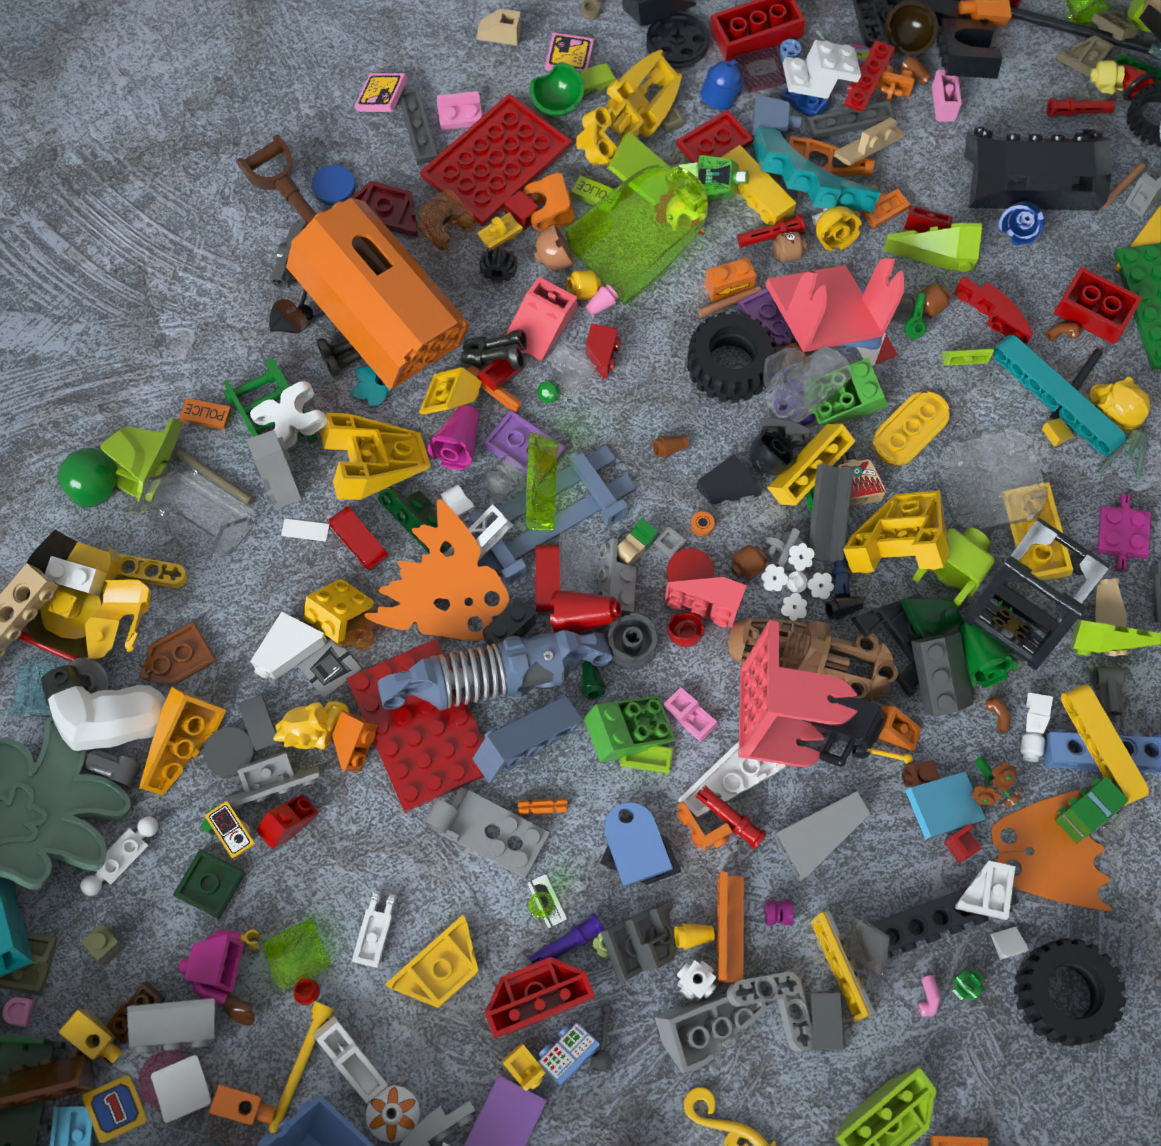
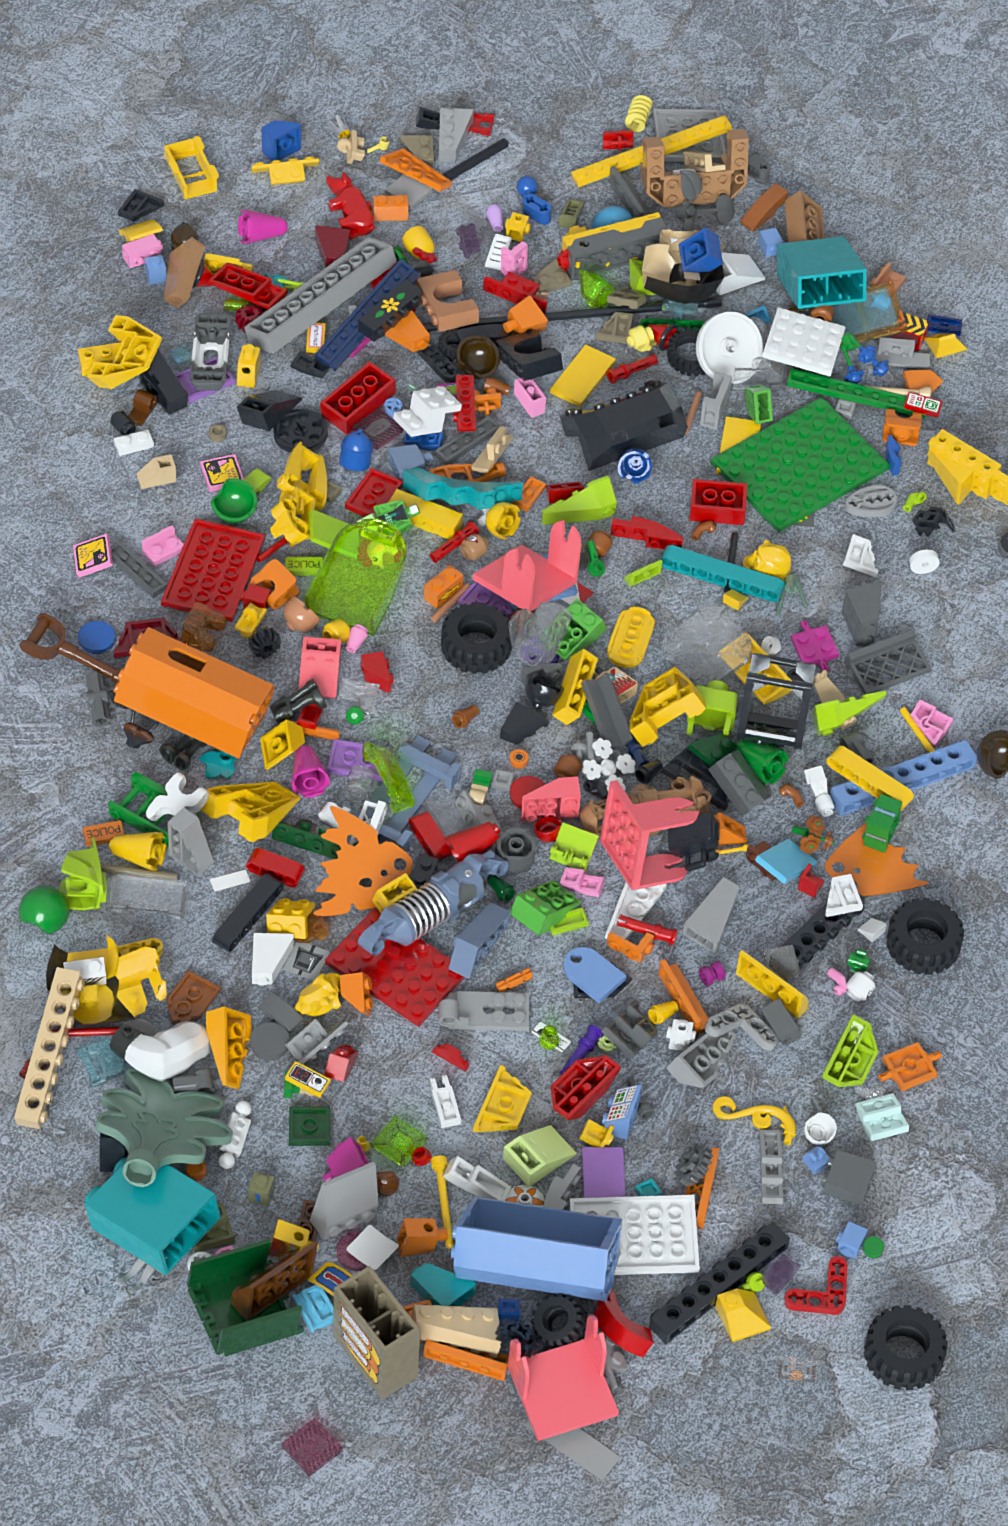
camera: 30 degrees left, 15 degrees down
(58, 880) = (196, 1171): none -> orange tile
(226, 453) = (141, 849): none -> yellow cone
(296, 580) = (247, 912): none -> black beam
(416, 873) = (451, 1055): none -> red tile
(442, 1059) = (537, 1154): none -> yellowish green slope
(456, 638) = (390, 893): none -> yellow torso
(570, 161) = (272, 549): none -> red bar
(701, 667) = (573, 847): none -> lime hinge
(771, 601) = (595, 788): none -> black arm
(953, 1020) = (860, 986): none -> white head
(1019, 95) = (582, 375): none -> yellow tile
(1070, 510) = (771, 645): none -> white tile

